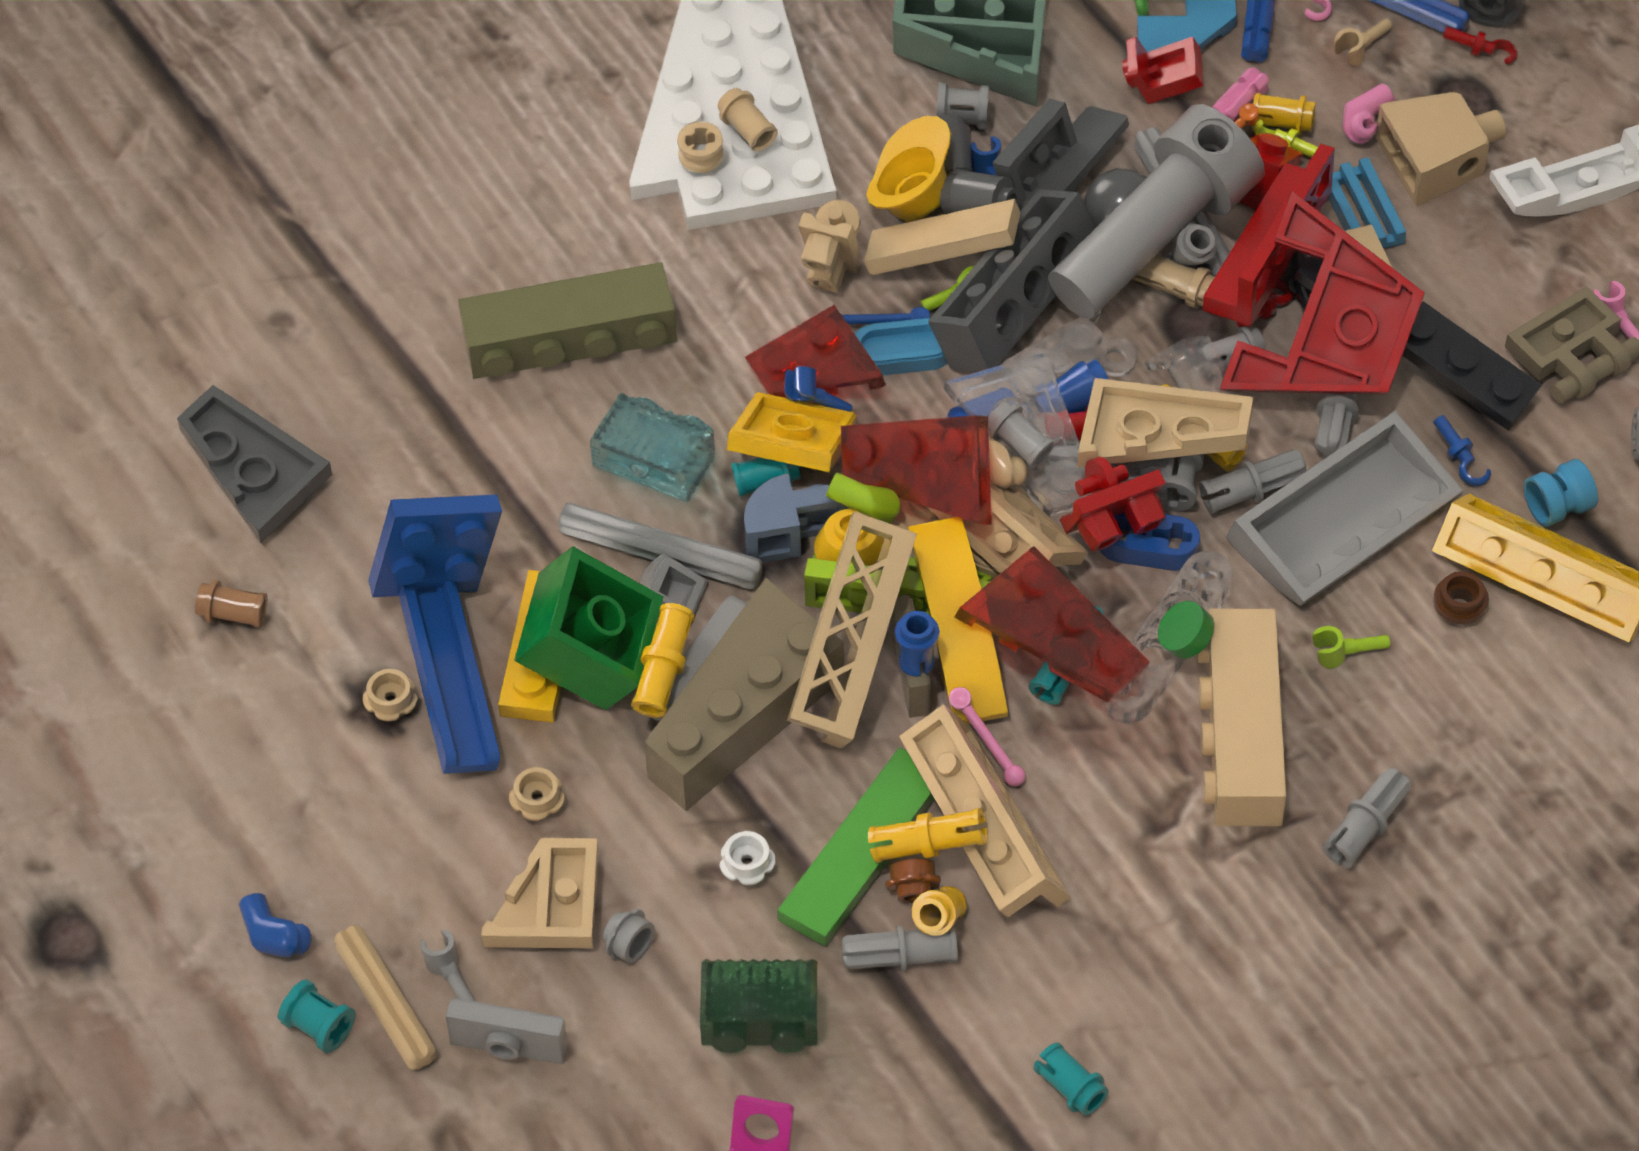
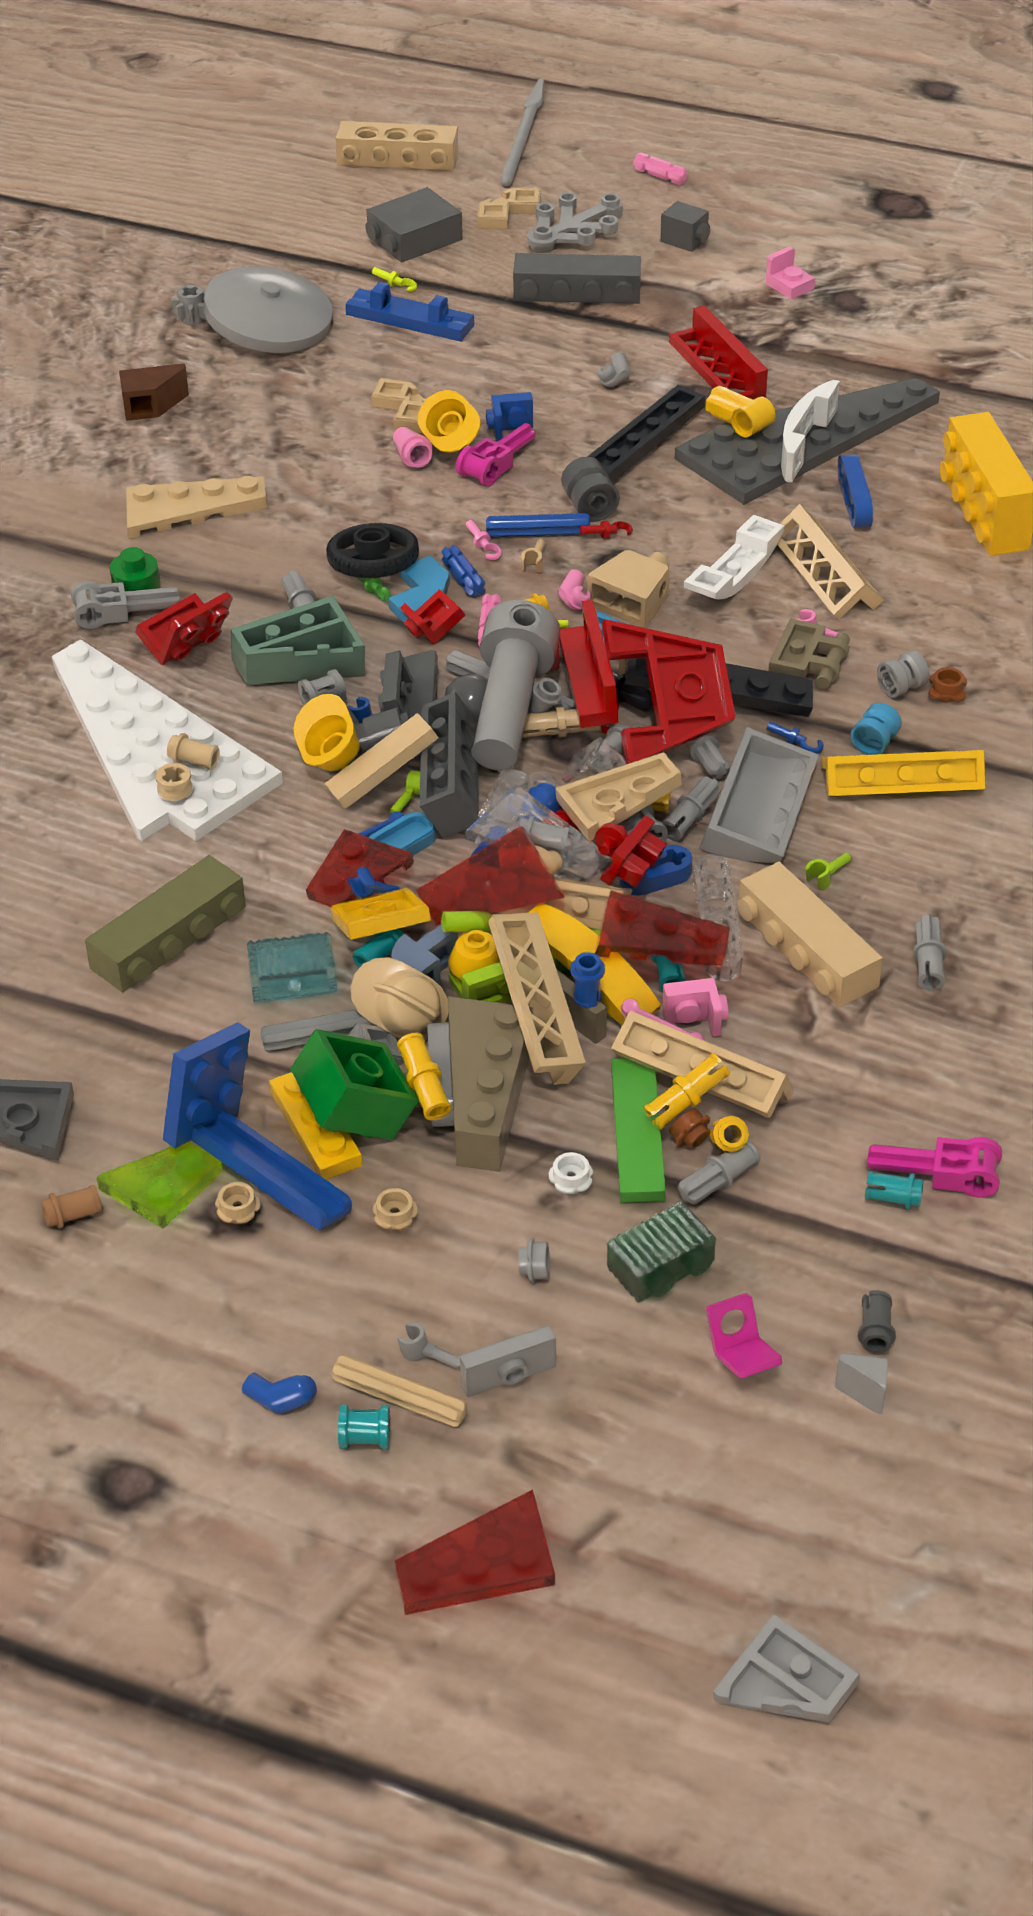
camera: 35 degrees left, 10 degrees down
(341, 627) = (161, 1182): none -> clear neon green wing
(551, 899) = (463, 1266): tan wing -> none
(724, 546) = (398, 997): none -> tan piece
(830, 244) = (312, 797): tan hips -> none
(1044, 729) = (695, 1002): none -> bright pink bracket
(1154, 1088) = (952, 1164): none -> dark pink connector
(1186, 629) = (736, 898): green tile -> none
(1461, 586) = (870, 811): reddish brown plate -> none

